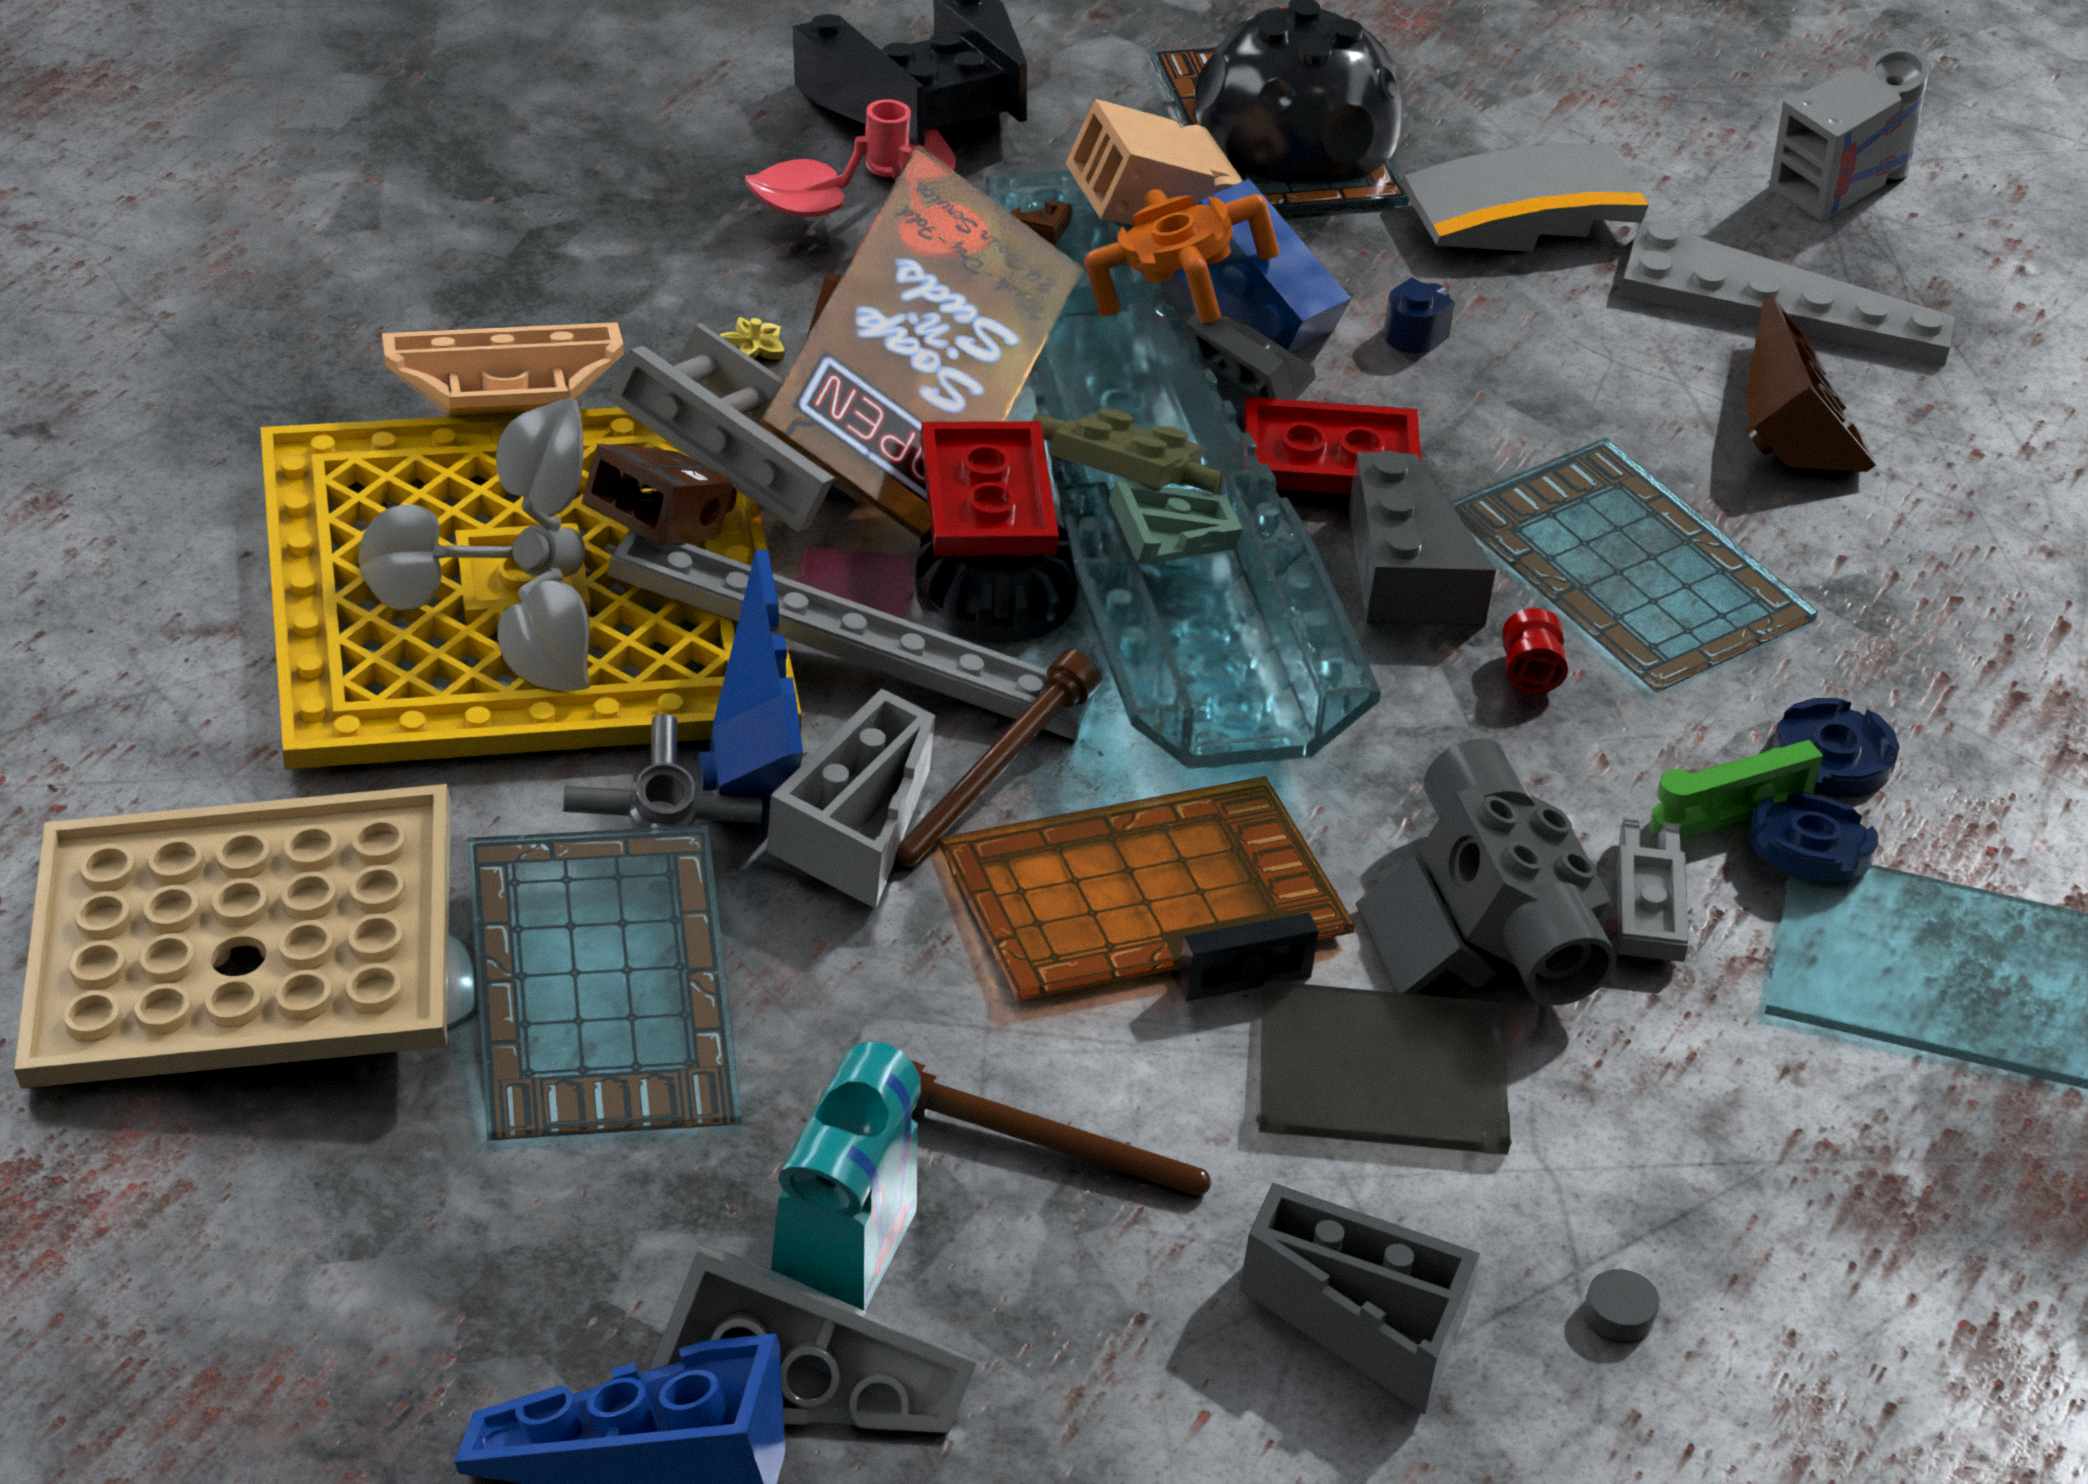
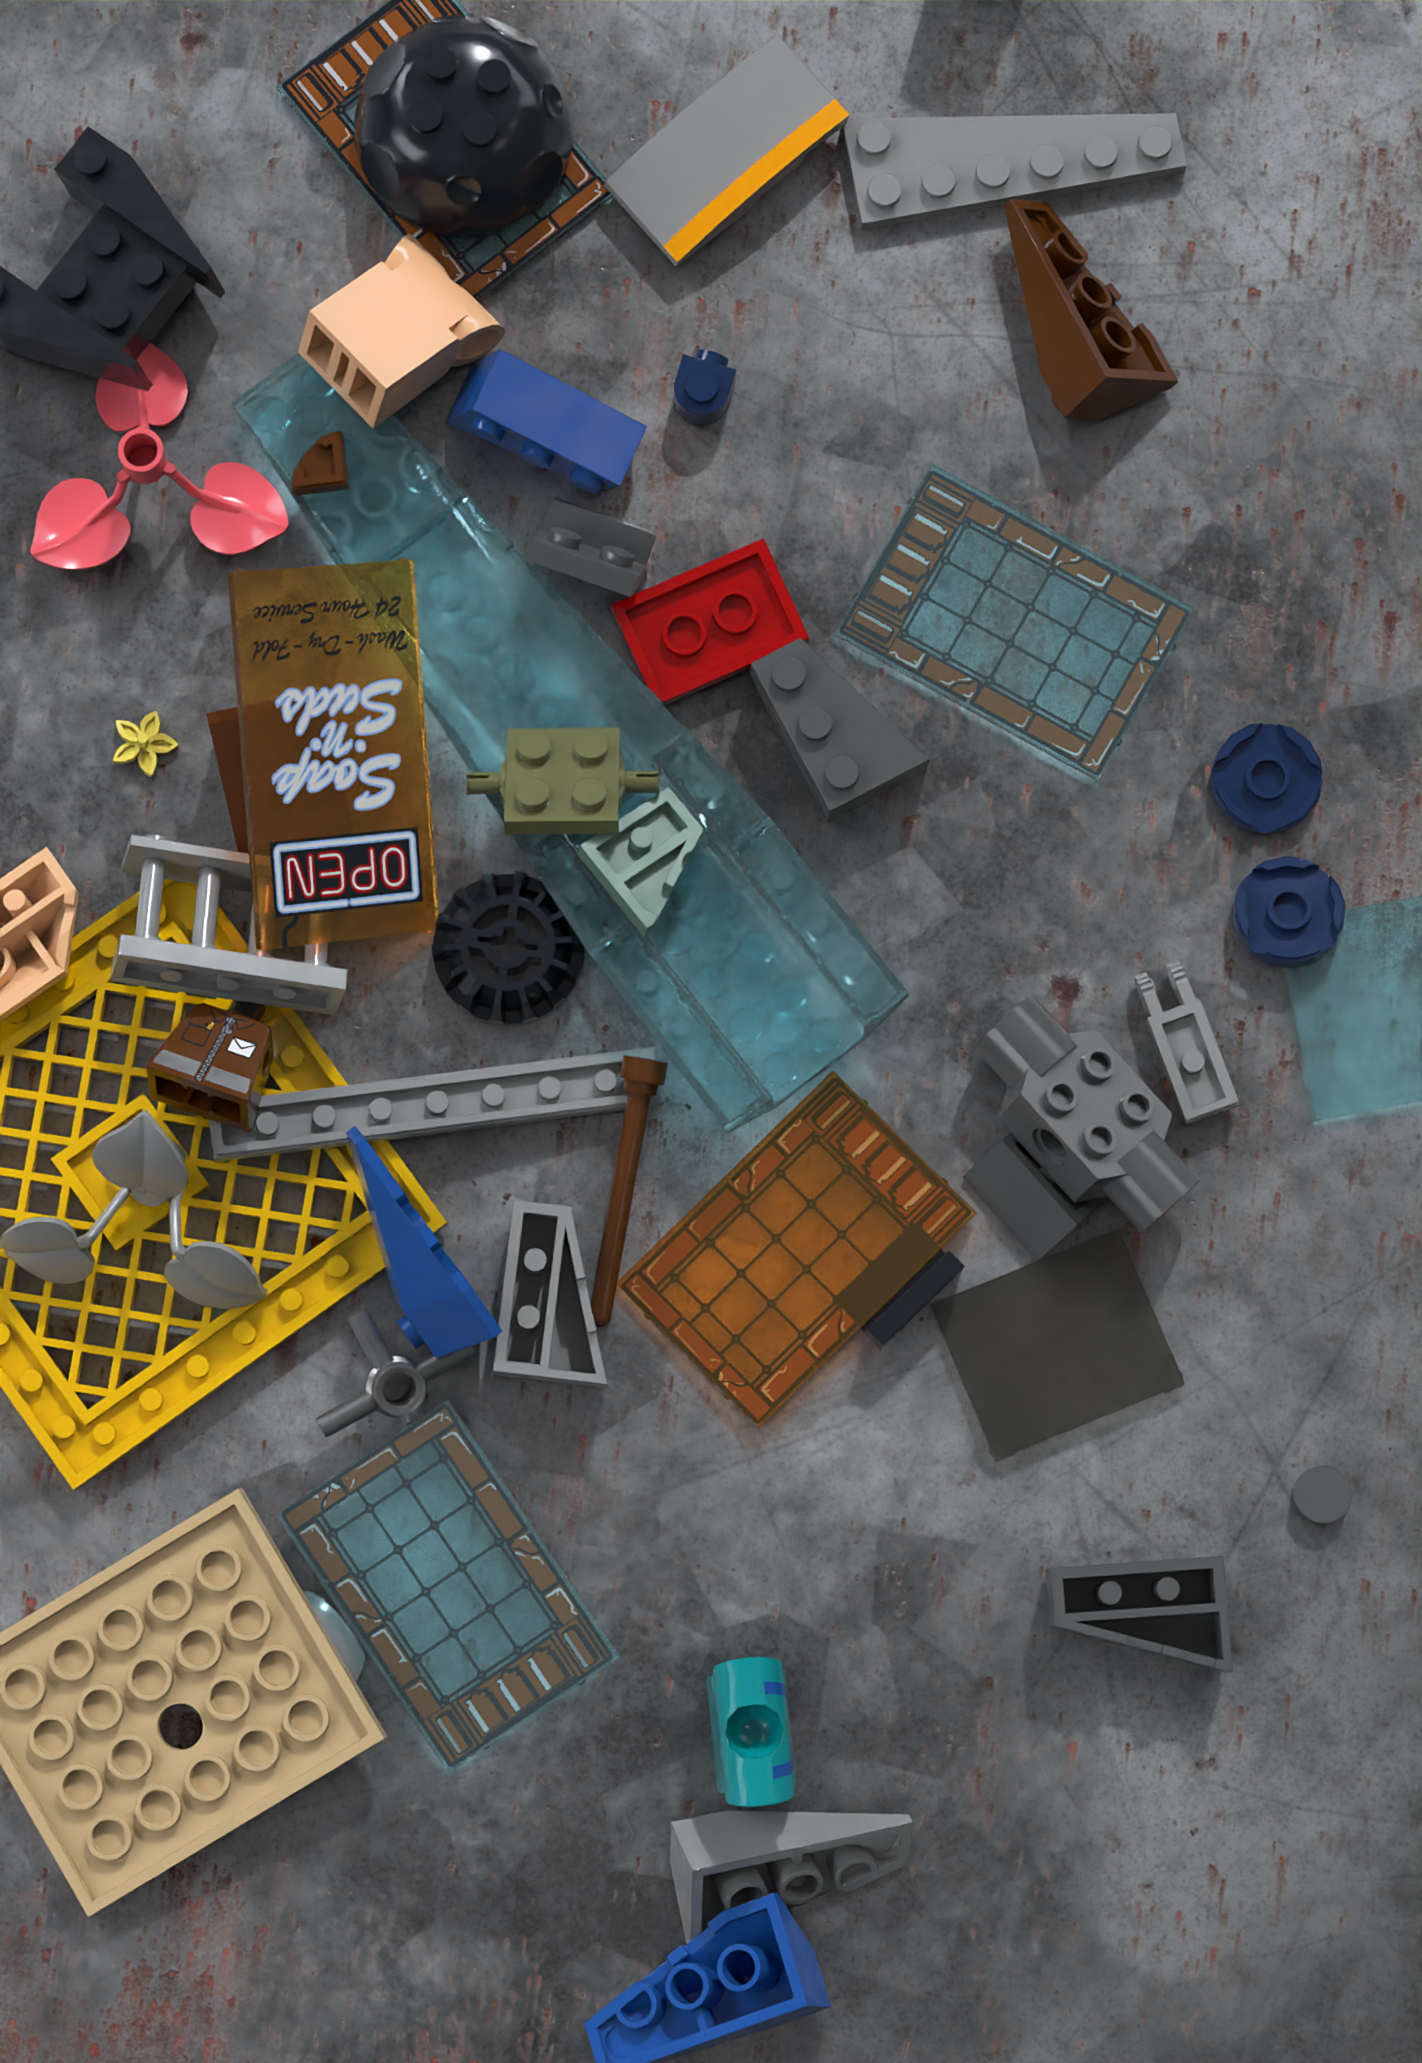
camera: 25 degrees left, 40 degrees up
(861, 577) = (397, 1020): clear pink piece -> none
(988, 488) = (473, 898): red plate -> none
(1058, 1136) = (737, 1569): reddish brown piece -> none
(1180, 236) = (507, 491): orange plate -> none
(1534, 651) = (988, 809): red wheel -> none
(1733, 789) = (1207, 896): bright green plate -> none

